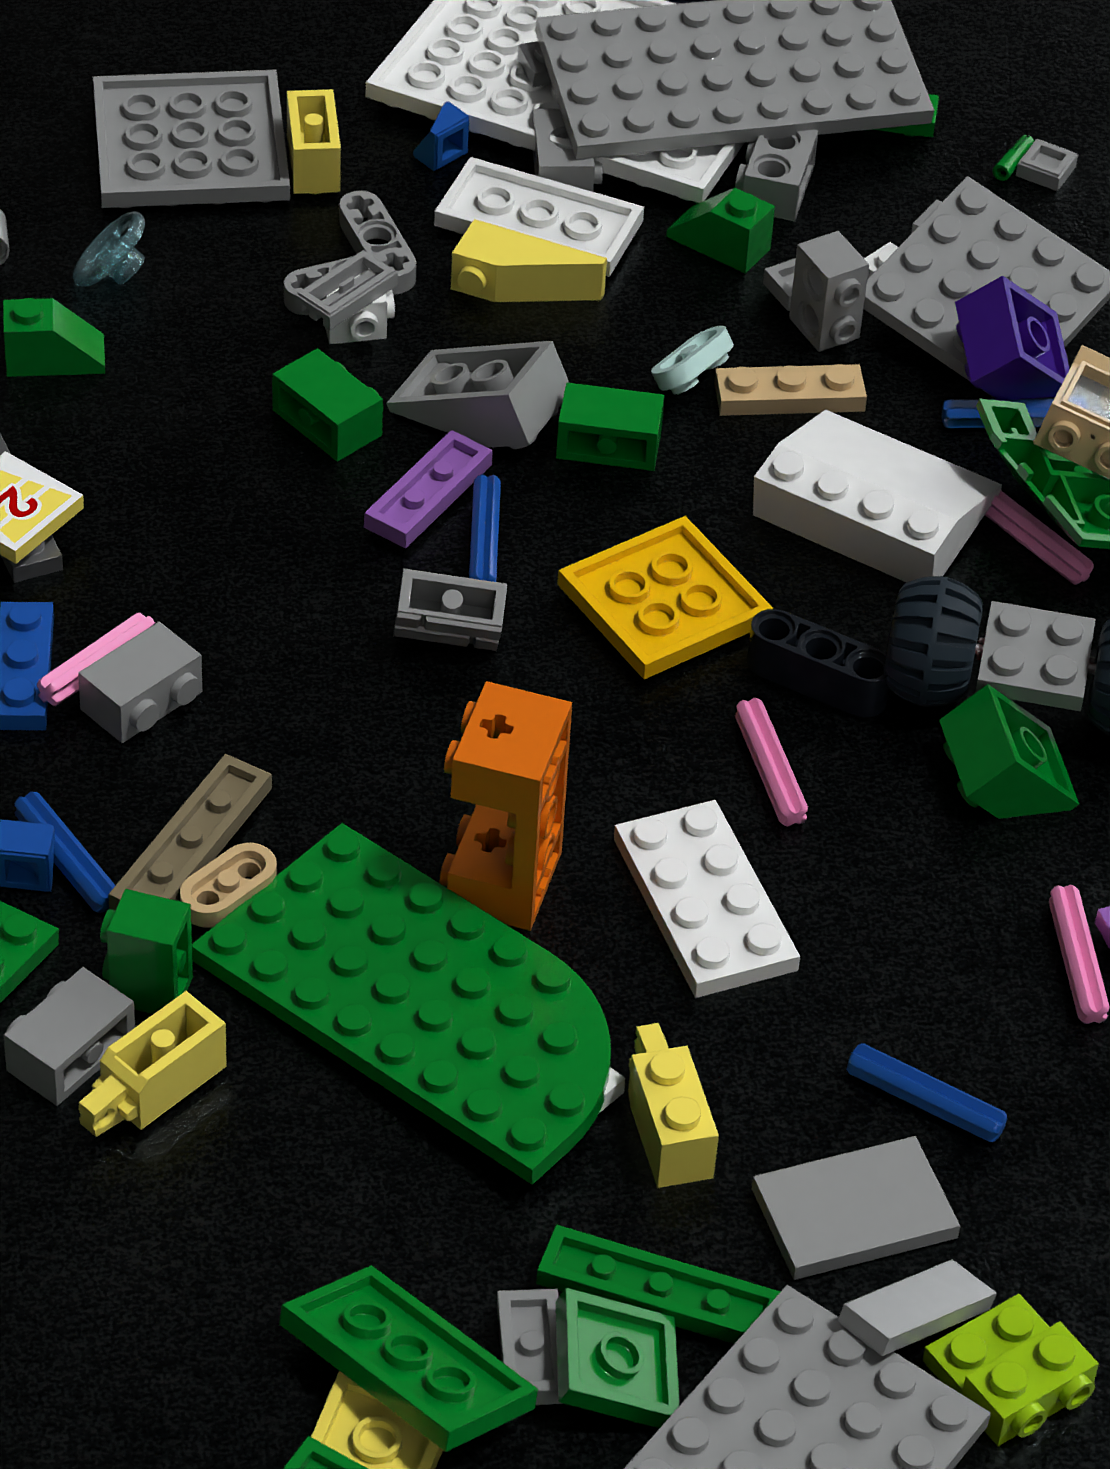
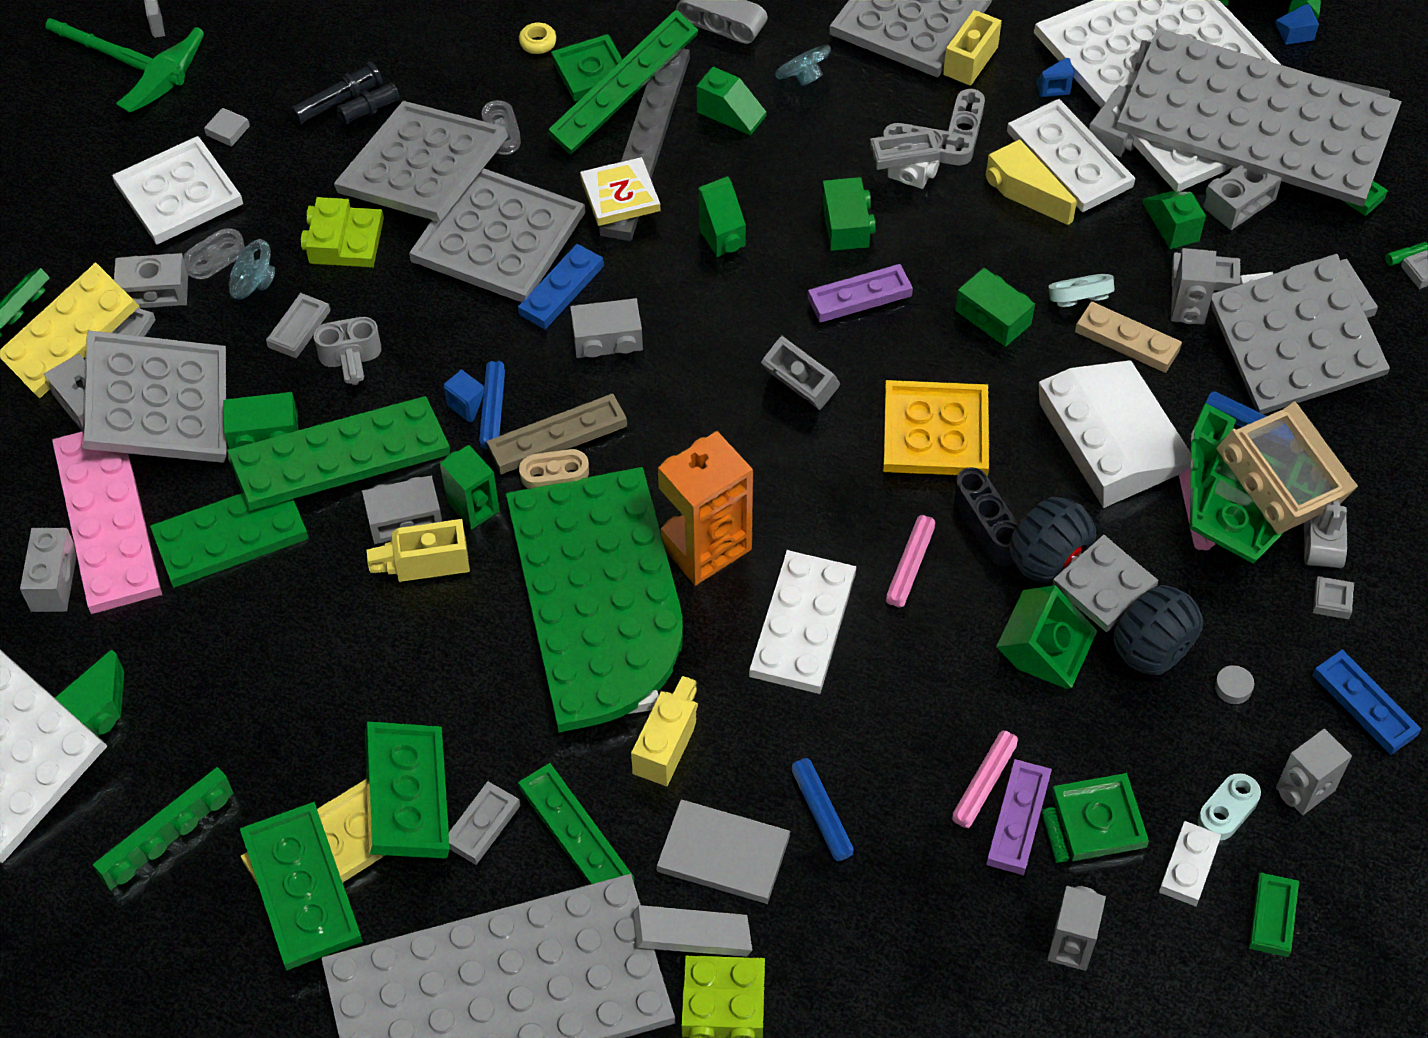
camera: 40 degrees right, 10 degrees up
(64, 679) = (561, 306): bright pink axle -> none
(179, 477) = (721, 217): none -> green slope
(485, 528) = (870, 336): blue axle -> none
(486, 392) = (940, 250): light grey slope -> none
(616, 1358) = (512, 857): green plate -> none
(1011, 342) = (1274, 374): dark purple slope -> none

